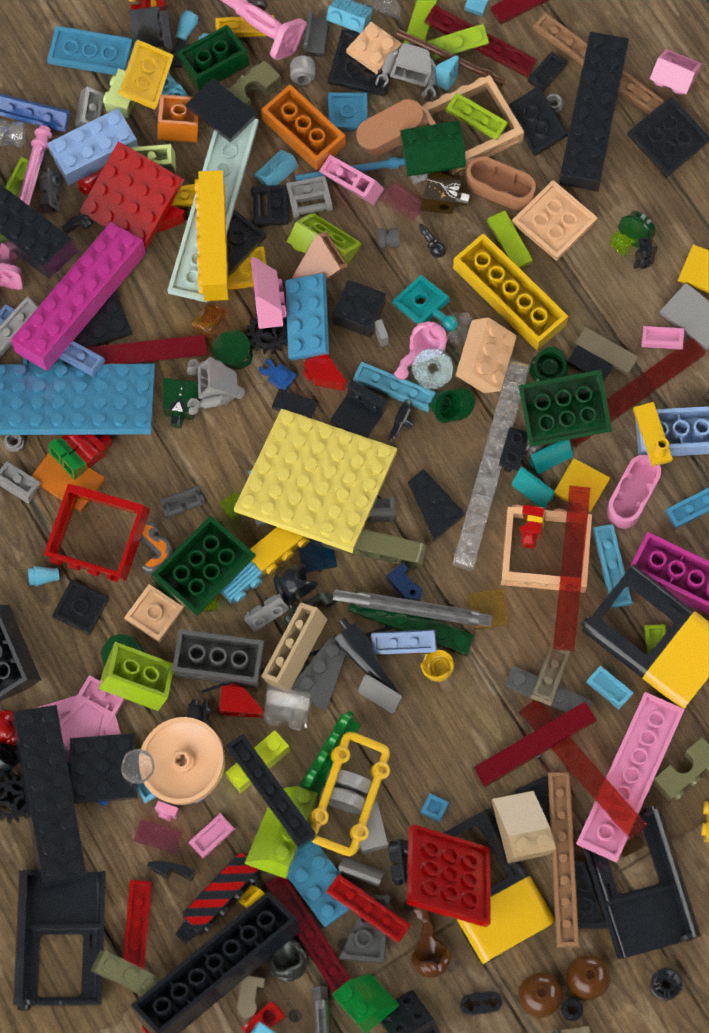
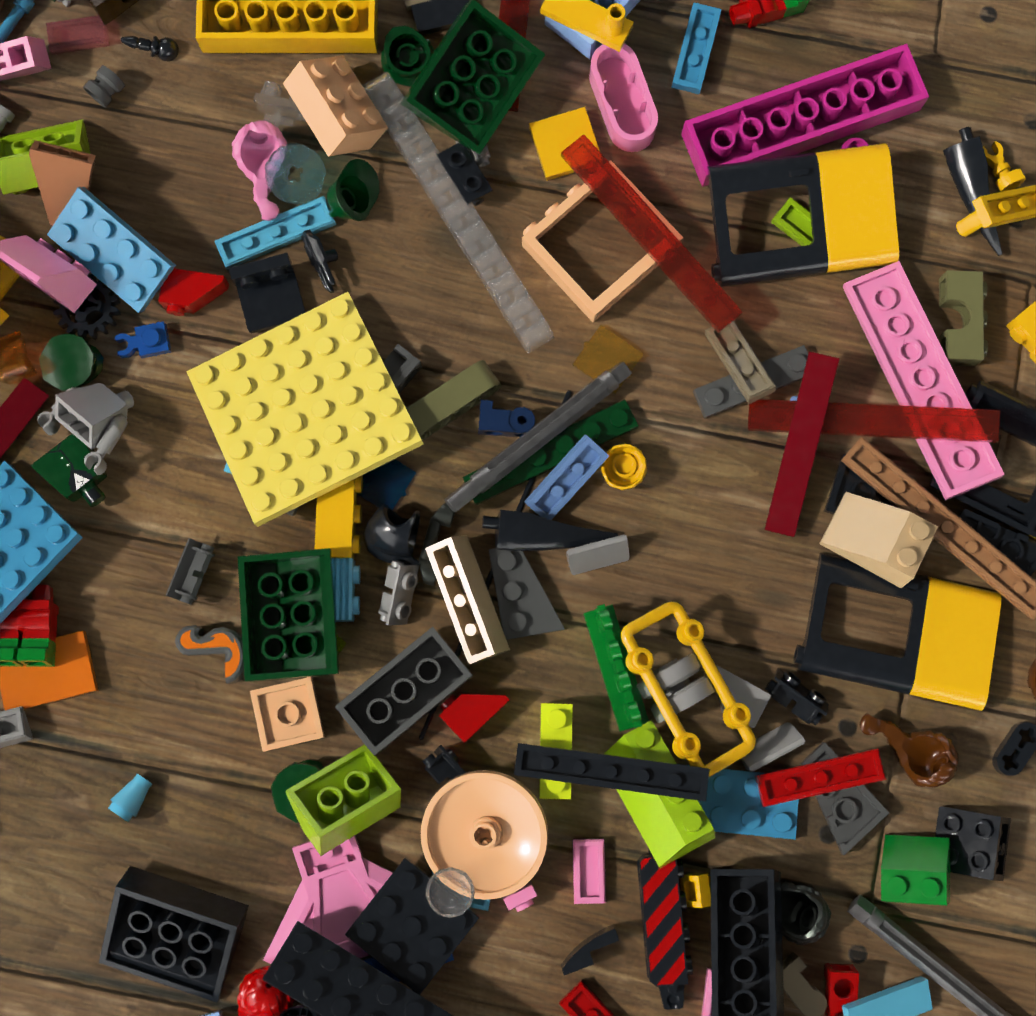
camera: 50 degrees left, 10 degrees up
(62, 521) = (91, 724): red window -> none
(80, 607) = (205, 787): black tile -> none
(157, 836) = (537, 930): clear pink tile -> none
(228, 506) = (243, 524): clear neon green plate -> none
(287, 708) = (528, 666): clear slope -> none
(294, 403) = (193, 353): black tile -> none
(310, 934) = (792, 862): dark red tile -> none
(359, 308) = (153, 188): black brick -> none
(381, 333) = (203, 191): light grey tile -> none
(430, 308) = (224, 126): teal plate -> none
(434, 807) = (769, 608): dark azure tile -> none
(435, 504) = (444, 309): black wing -> none
(449, 876) = (870, 665): red plate -> none
(533, 488) = (522, 193): teal slope -> none
(534, 528) = (574, 227): red hips -> none
(551, 456) = (506, 145): teal slope -> none
(609, 687) = (806, 314): medium azure plate -> none
(611, 562) = (673, 189): medium azure tile -> none

